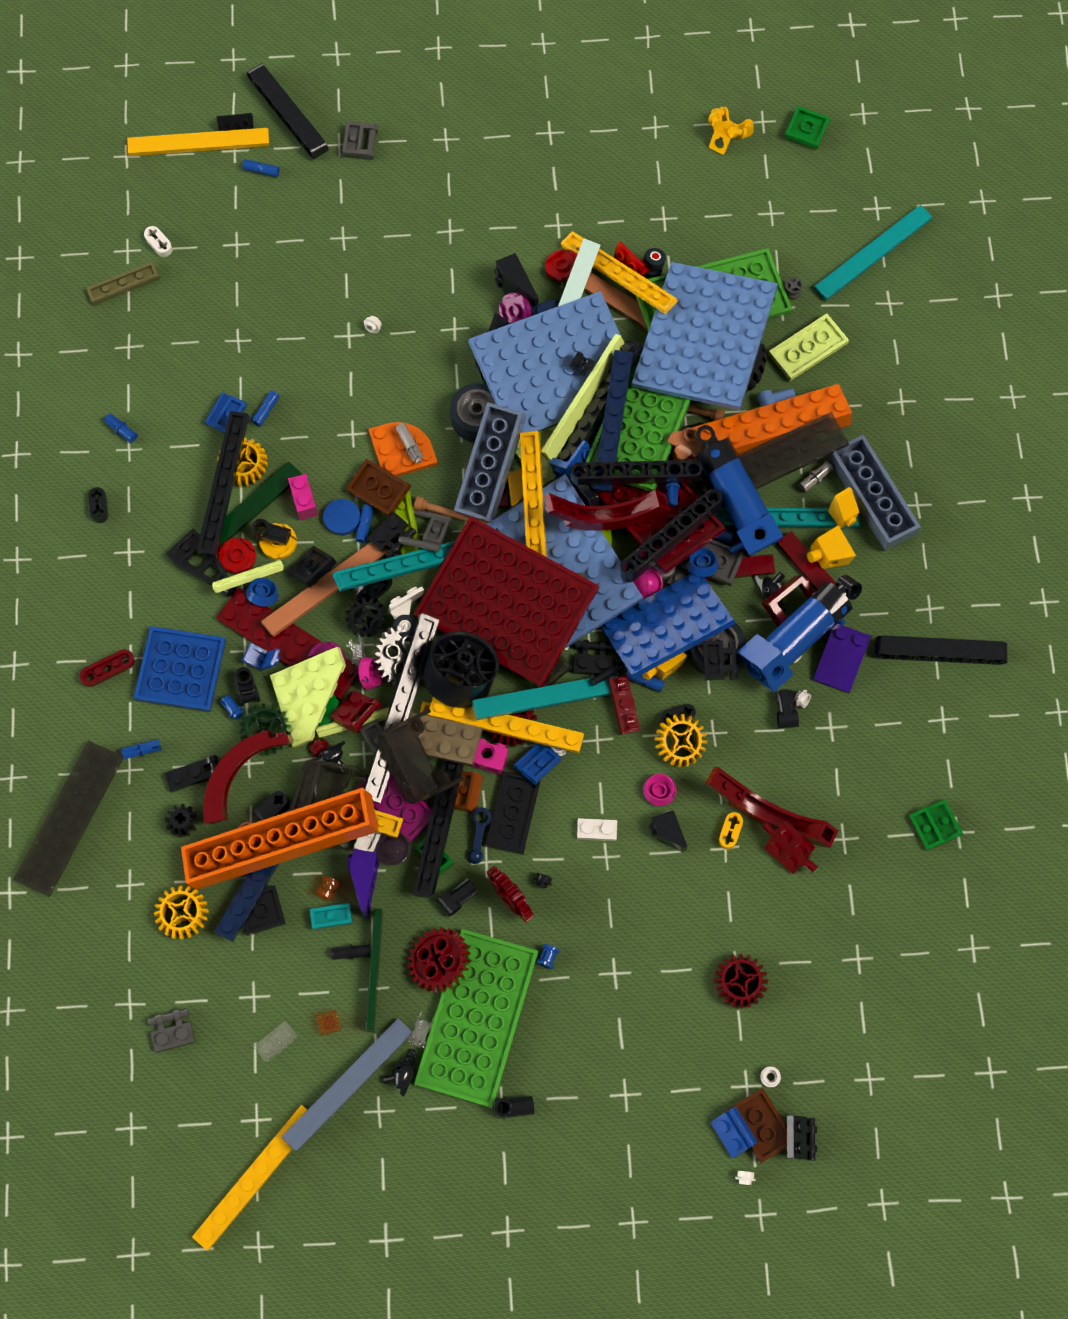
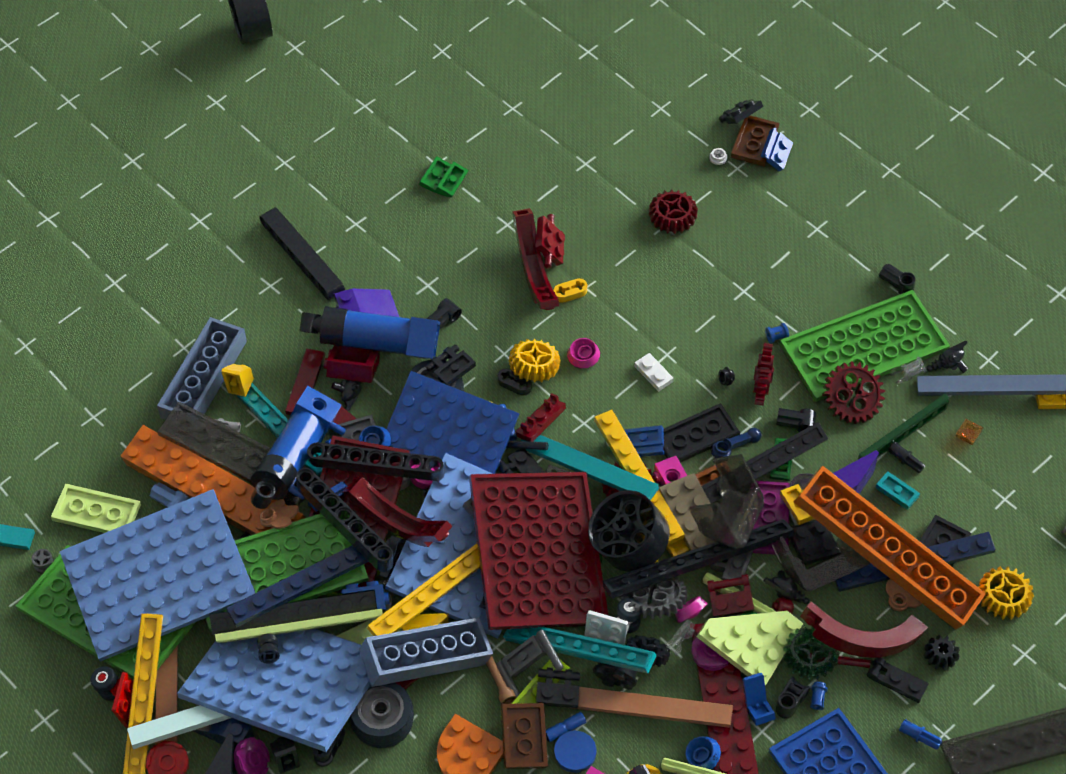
camera: 130 degrees left, 15 degrees down
(270, 807) = (865, 595): black piece -> none
(275, 1041) = (1018, 457): clear plate -> none
(311, 566) = (644, 729): black plate -> none
(327, 888) = (884, 505): clear orange wheel -> none
(410, 444) = (460, 742): light grey piece -> none
(668, 830) = (609, 325): black slope -> none
(745, 1177) = (796, 128): white plate -> none
(802, 699) = (423, 311): white plate -> none
(831, 550) = (279, 370): yellow torso -> none

